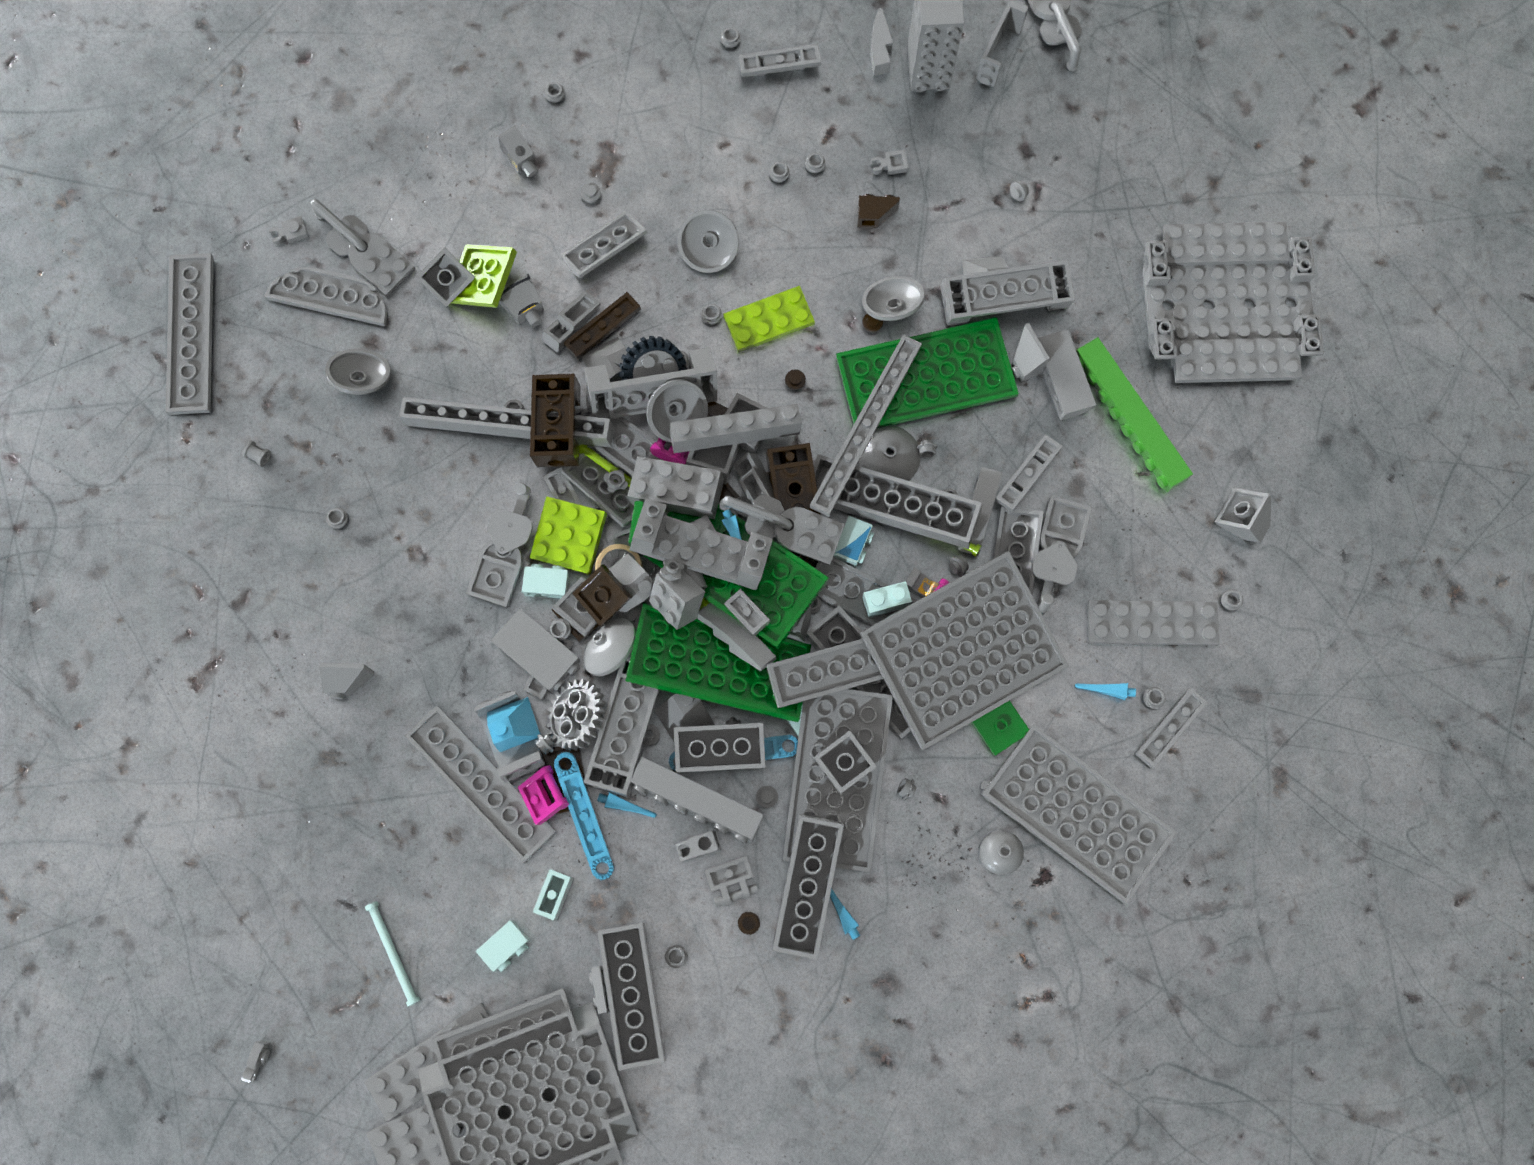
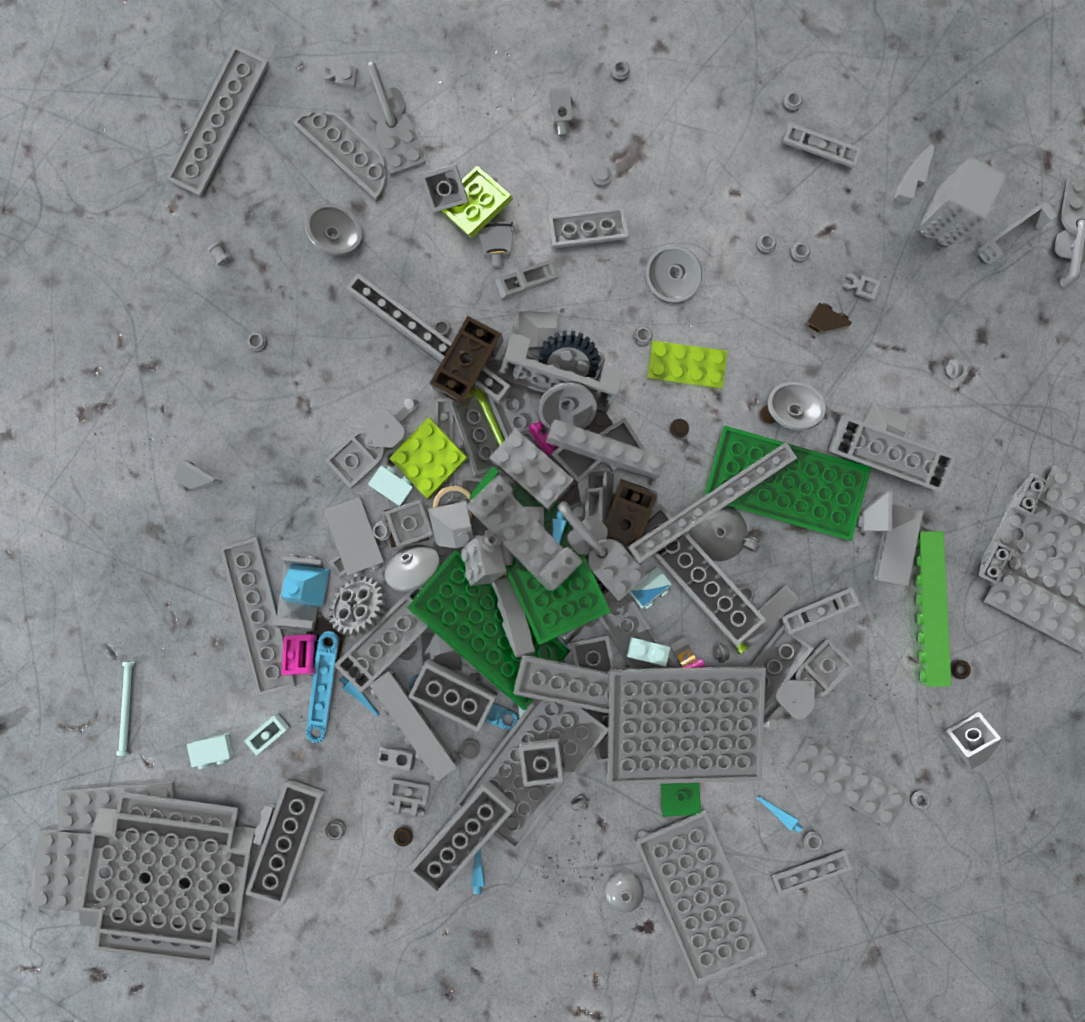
camera: 30 degrees right, 10 degrees up
(544, 743) = (321, 615): light grey plate -> none
(602, 325) = (549, 297): dark brown plate -> none
(602, 595) = (427, 526): dark brown plate -> none
(615, 475) = (494, 434): light grey plate -> none
(747, 612) = (531, 605): light grey plate -> none
(1195, 452) = (966, 669): none -> dark brown plate

